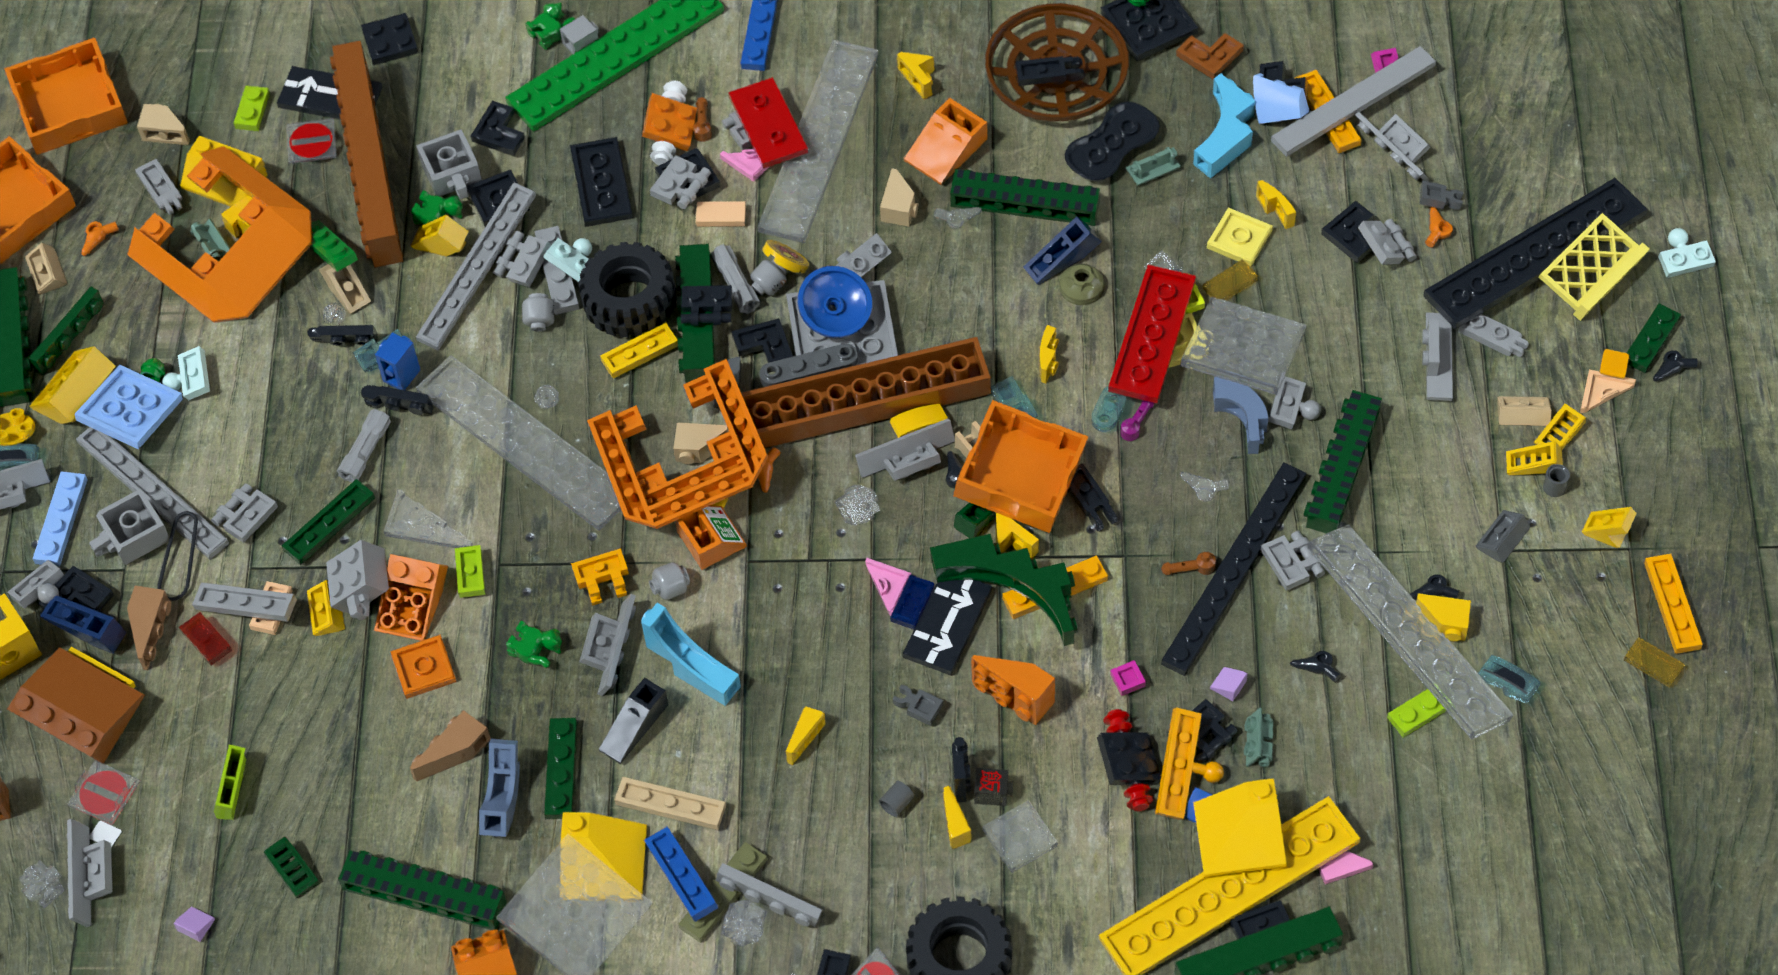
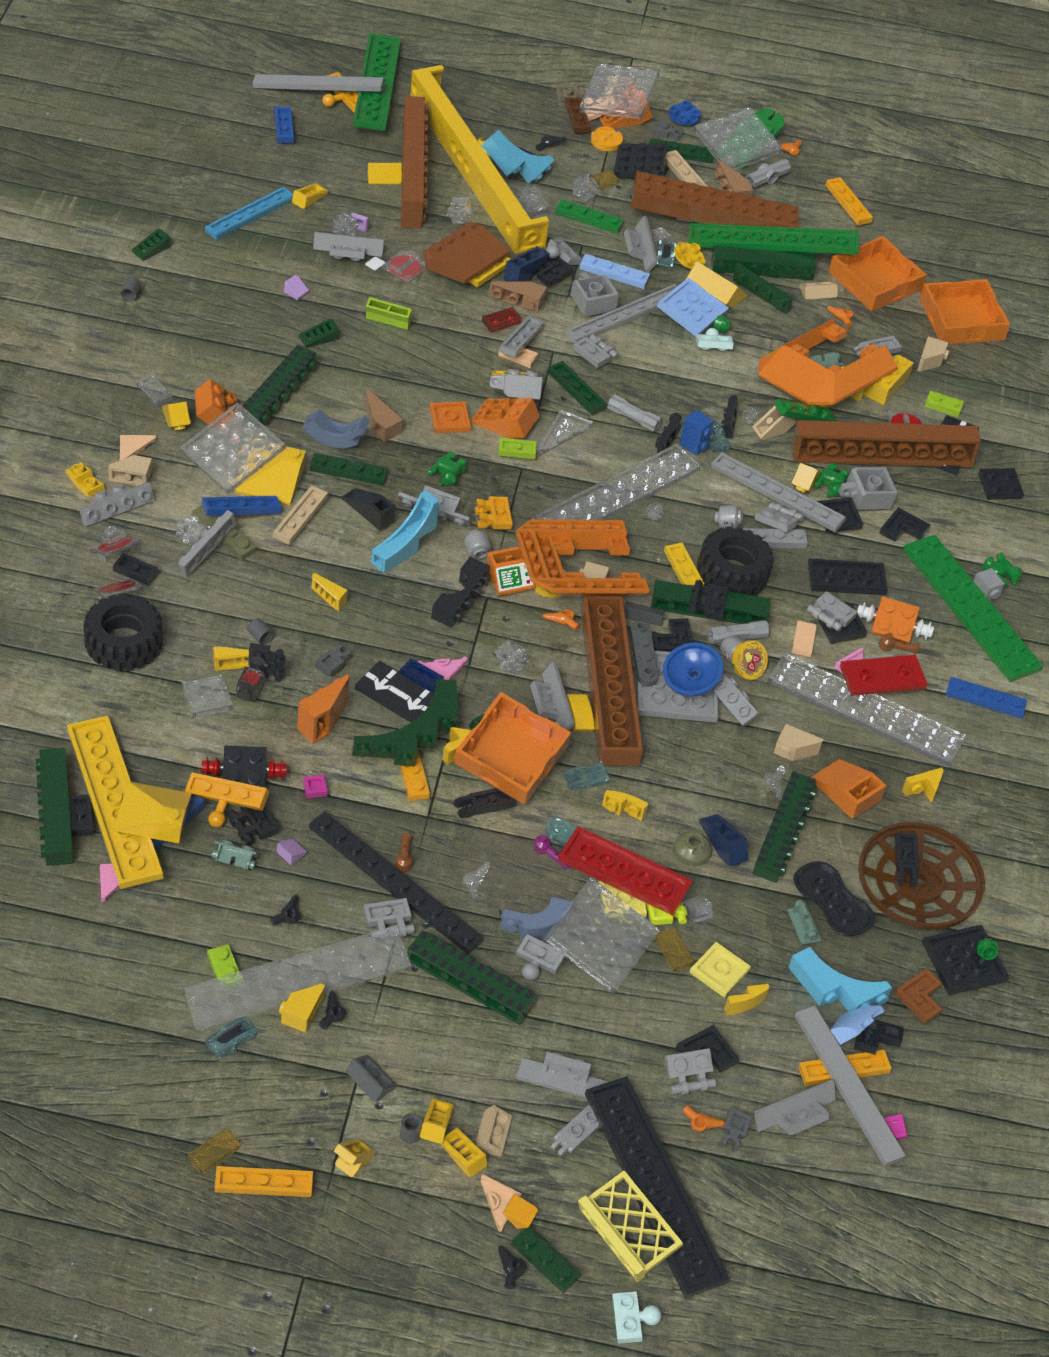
camera: 90 degrees right, 10 degrees down
(17, 869) = (363, 222): none -> lavender slope
(190, 557) = (571, 312): black piece -> none
(569, 259) = (774, 537): light aqua plate -> none
(729, 575) = (451, 607): none -> black arch

